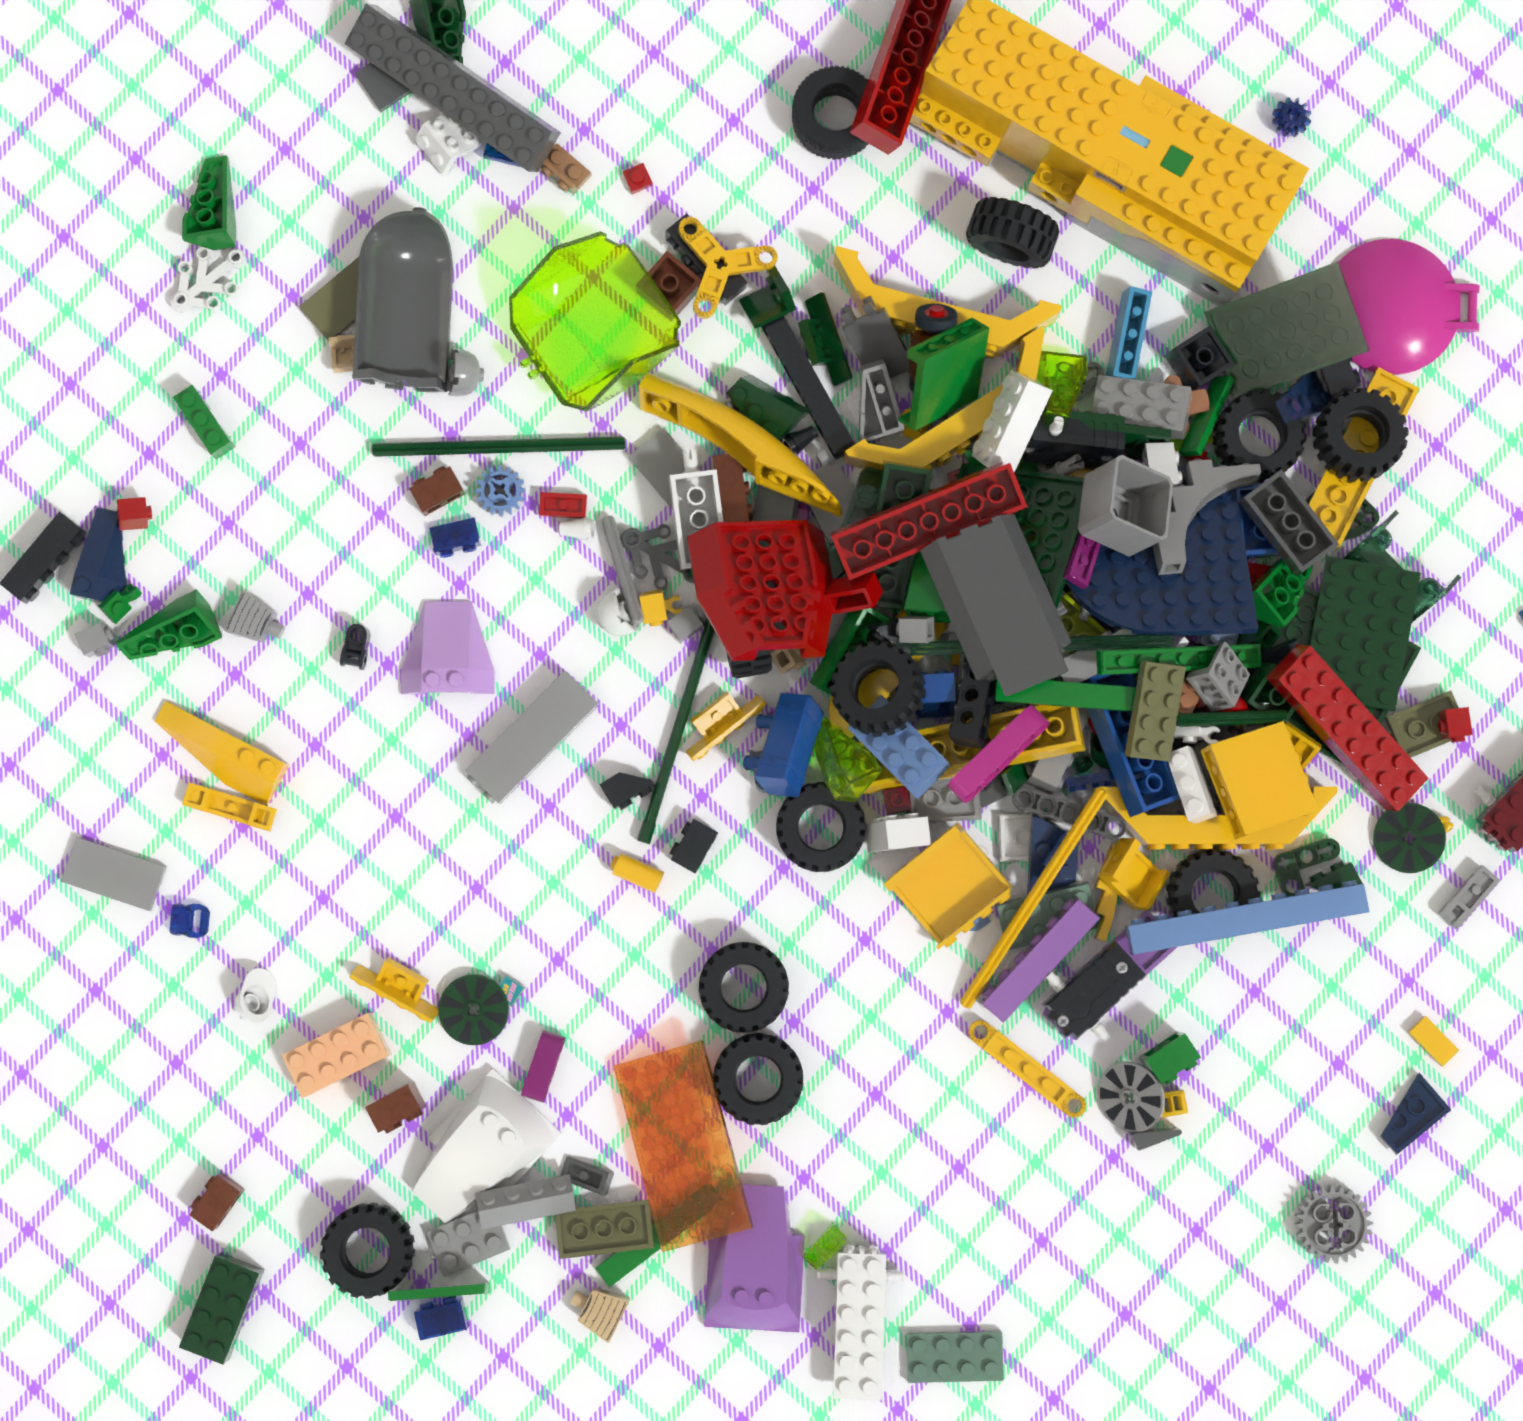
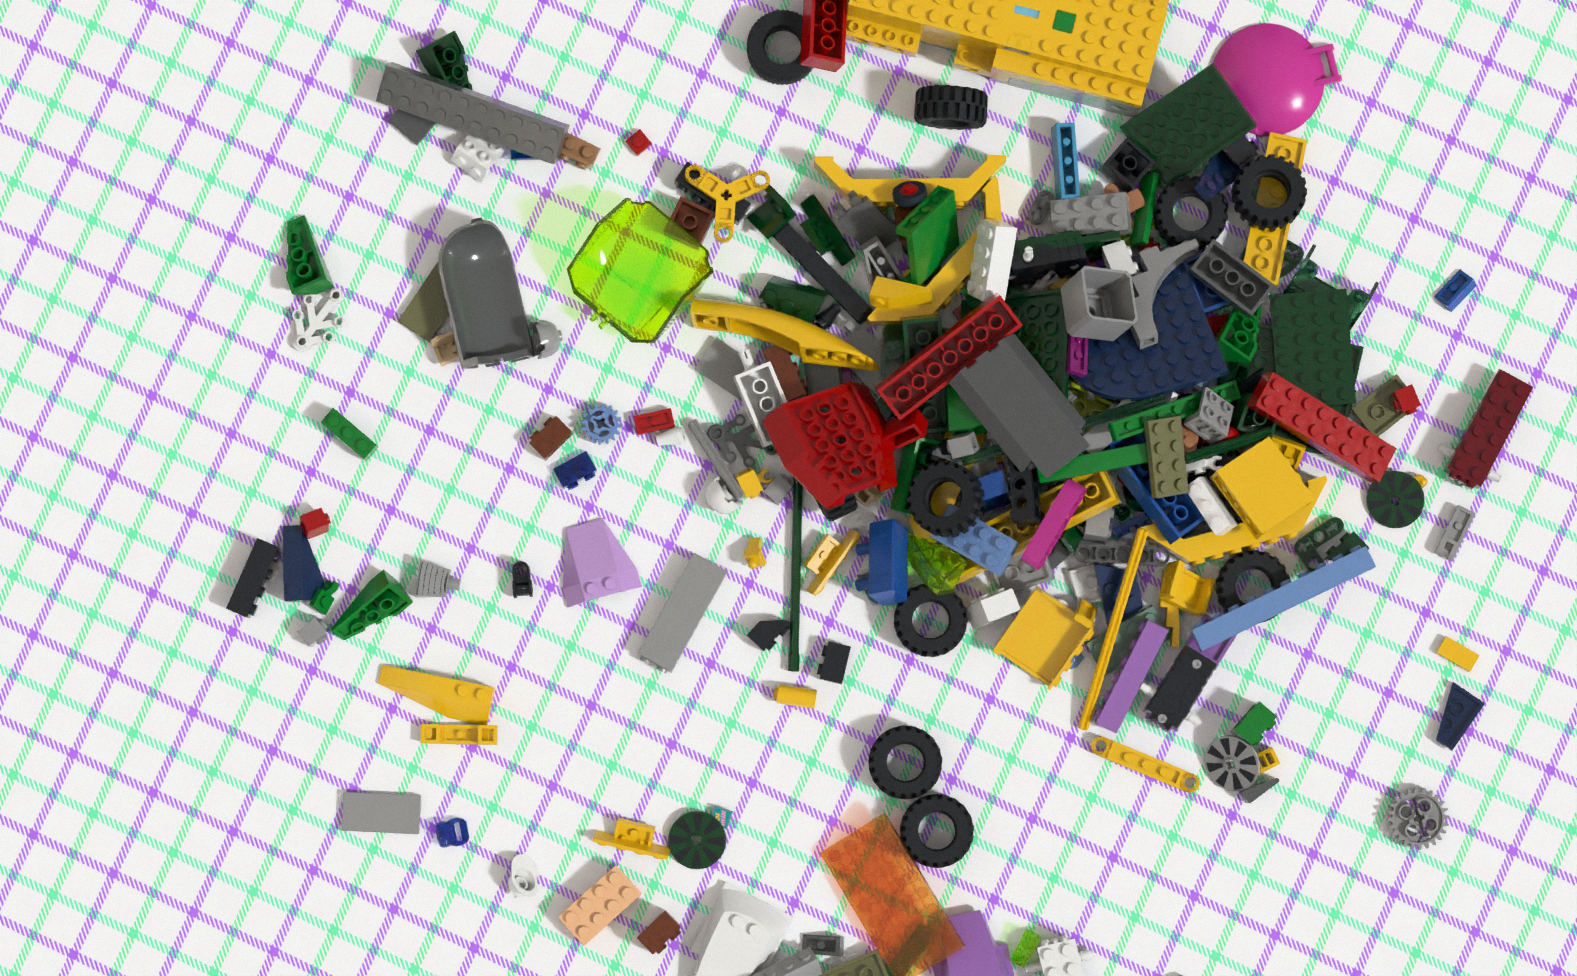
camera: 15 degrees left, 0 degrees up
(498, 446) = (589, 388): dark green axle -> none
(543, 1066) = (764, 868): magenta beam -> none
(635, 693) = (754, 554): none -> yellow piece
(888, 432) = (895, 294): none -> yellow slope
(896, 800) = (984, 582): dark red brick -> none
(1006, 870) = (1085, 613): none -> yellow tile
(1065, 376) = (1022, 211): clear neon green wedge -> none

